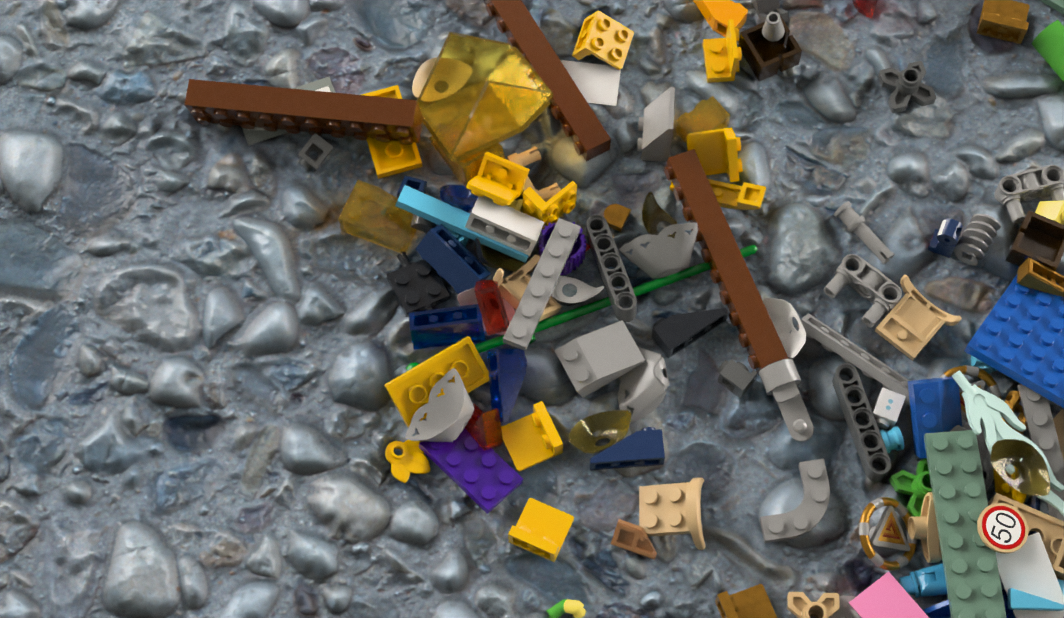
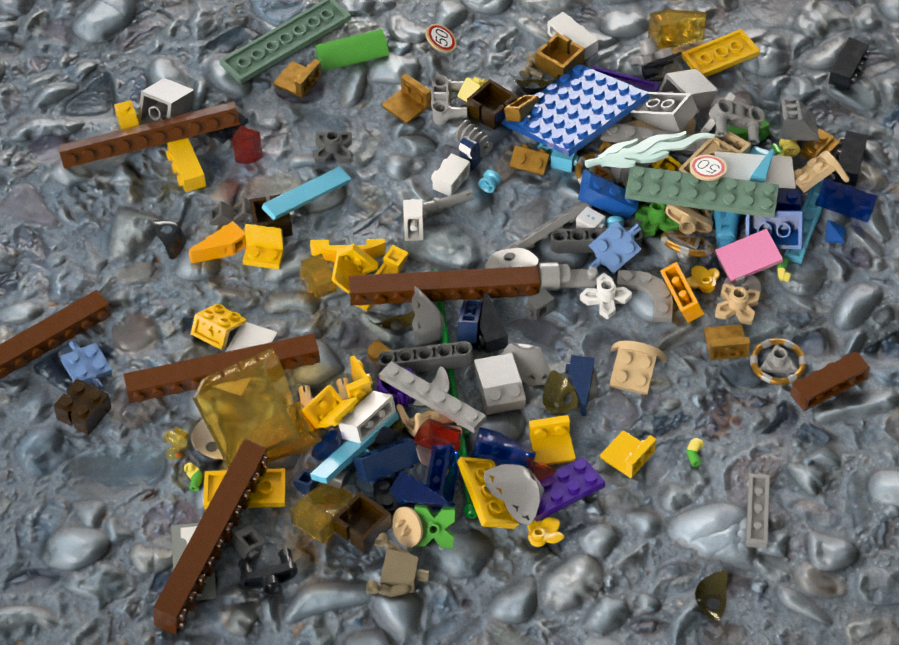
camera: 75 degrees left, 15 degrees down
(278, 189) = (268, 577): none -> black connector
(312, 314) = (399, 570): none -> dark tan torso
(365, 264) = (365, 522): none -> dark brown piece
(368, 307) = (407, 526): none -> tan piece
(377, 334) = (435, 525): none -> bright green plant
(395, 79) = (195, 475): none -> arm
(404, 305) = (413, 491): none -> clear blue slope
(430, 46) = (178, 440): none -> clear yellow animal
(633, 539) = (650, 397): medium nougat tile -> none
(657, 128) = (317, 296): light grey slope -> none
(680, 300) = (469, 321): none -> dark blue slope
(759, 167) = (373, 247): none -> yellow slope
(773, 27) = (259, 199): light grey cone -> none
(787, 449) = (606, 295): none -> white plant
(804, 543) = (682, 292): none -> light orange brick
(813, 73) = (306, 193): none -> medium azure tile
(815, 200) = (413, 220): none -> white brick
(846, 564) = (703, 278): none -> yellow plate
(849, 444) = (615, 247): none -> medium blue plate
(868, 283) = (489, 208): light grey piece -> none
(909, 227) = (450, 174): none -> white brick
(913, 321) = (528, 191): tan piece -> none
(916, 273) = (490, 181): none -> medium azure wheel
(971, 307) = (530, 160): none -> pearl gold bracket
(1010, 148) = (408, 101): none -> pearl gold bracket
(1032, 468) = (670, 140): clear yellow piece -> none

